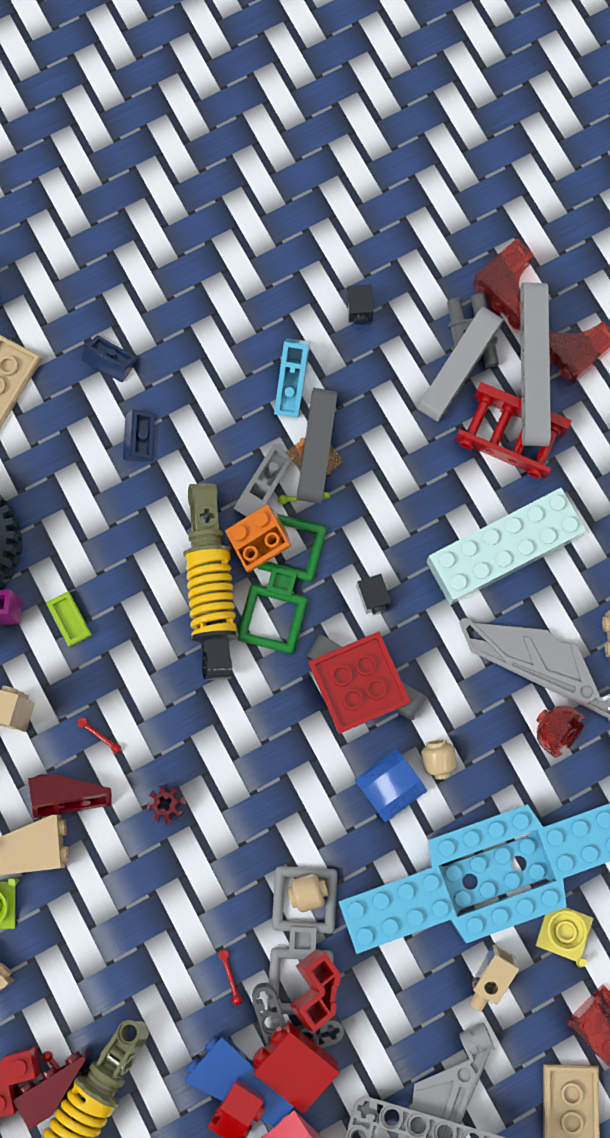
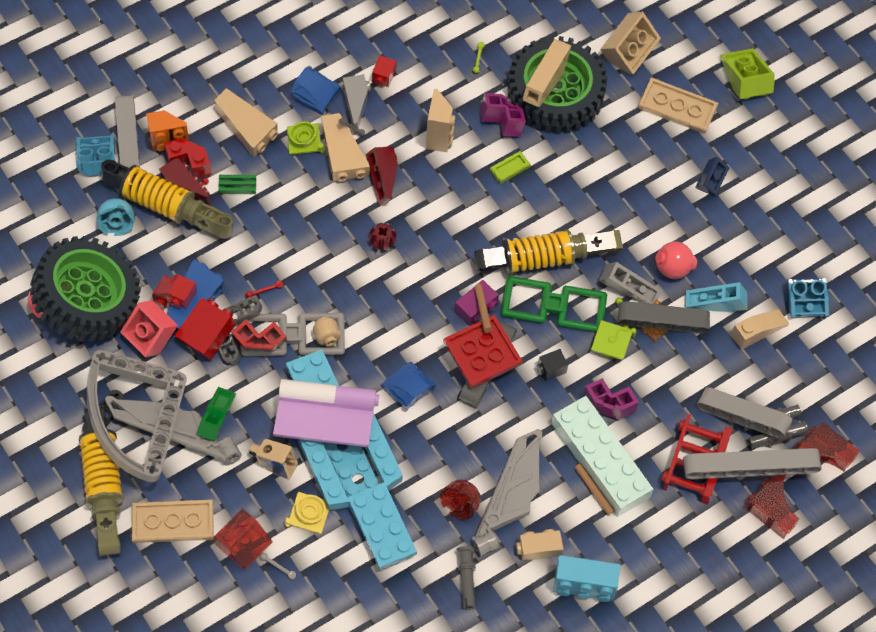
camera: 80 degrees right, 15 degrees down
(55, 1032) = (237, 181): none -> green tile
(83, 723) = (435, 183): red hinge -> none
(138, 436) = (654, 201): dark blue slope -> none
(237, 419) = (675, 260): none -> coral brick
(258, 537) = (586, 278): orange slope -> none
(276, 683) = (468, 307): none -> magenta brick
(297, 265) = (808, 297): none -> dark azure slope
(301, 675) = (483, 308): none -> medium nougat bar
(336, 331) = (758, 327): none -> tan slope
(343, 513) = (612, 340): none -> lime hat
(360, 304) = (784, 342): black brick -> none
(422, 1055) = (216, 413): none -> green slope
(429, 537) = (612, 405): none -> magenta brick
(439, 758) = (431, 416): tan head -> none
(443, 905) = (325, 413): none -> lavender door
(545, 561) = (594, 489): none -> medium nougat bar

